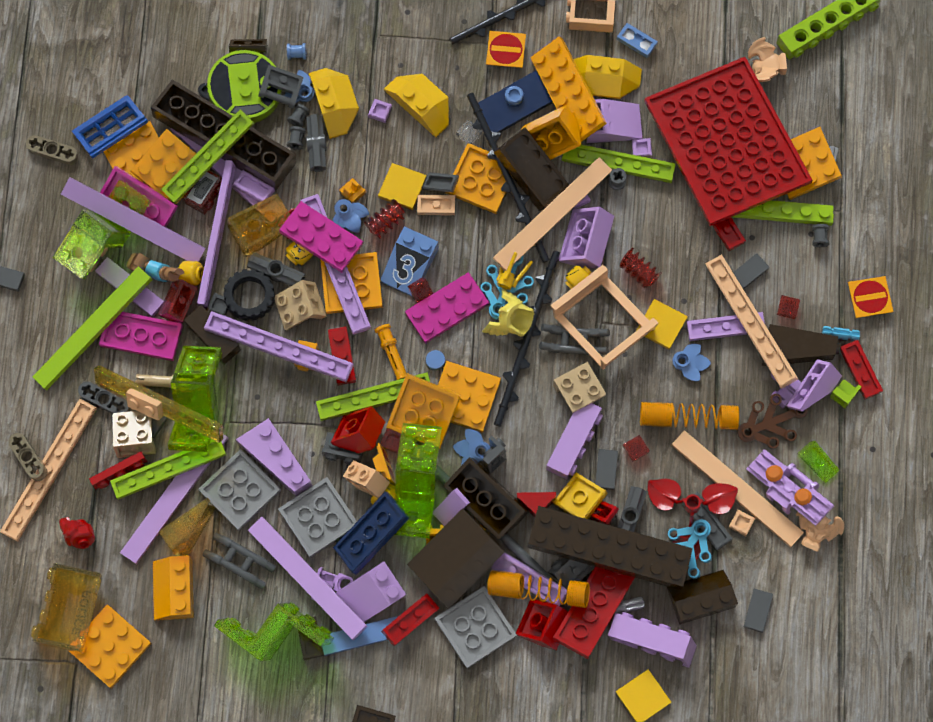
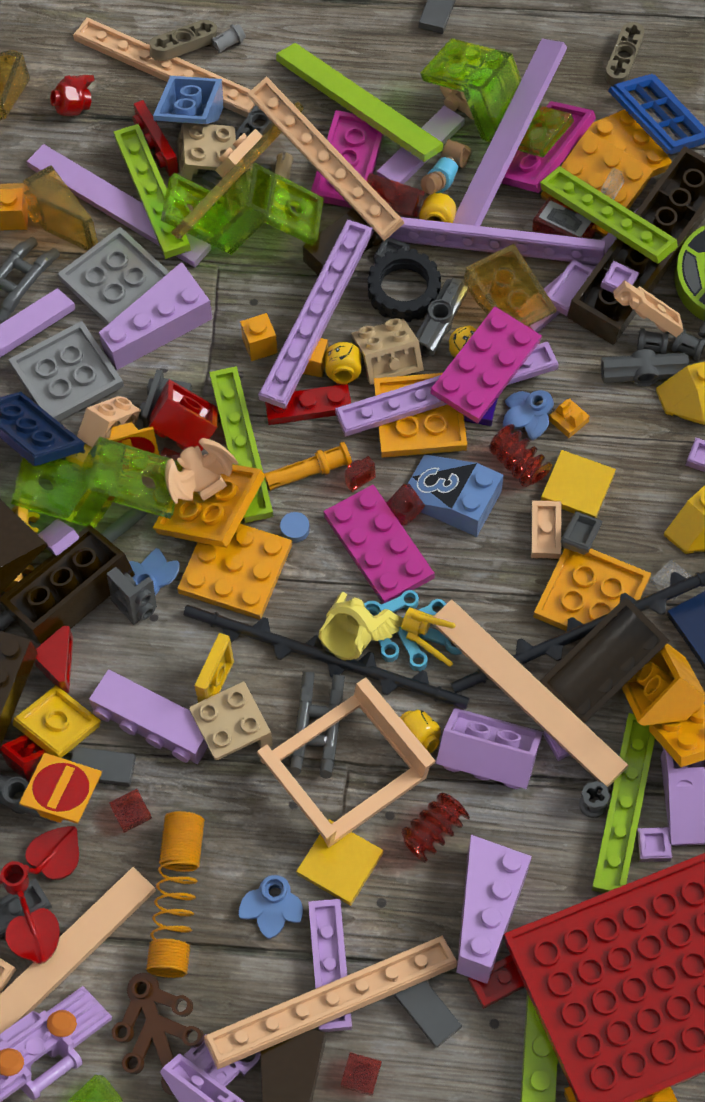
camera: 90 degrees right, 10 degrees down
(25, 424) = (228, 38): none -> light grey pin
(97, 442) = (190, 100): none -> medium blue slope
(151, 344) = (325, 159): none -> light nougat tile
(181, 154) = (613, 183): none -> clear tile
(259, 150) = (616, 275): none -> lavender tile
(281, 132) = (649, 307): none -> light nougat hinge
(292, 387) = (259, 337): none -> light orange brick
(314, 330) = (343, 362): none -> yellow head
(397, 319) = (359, 473): none -> clear red plate
(411, 410) = (200, 471): none -> light nougat animal
(546, 399) = (215, 668): none -> yellow tile
(629, 486) = (60, 789): none -> piece
(687, 235) = (490, 896): none -> lavender wedge

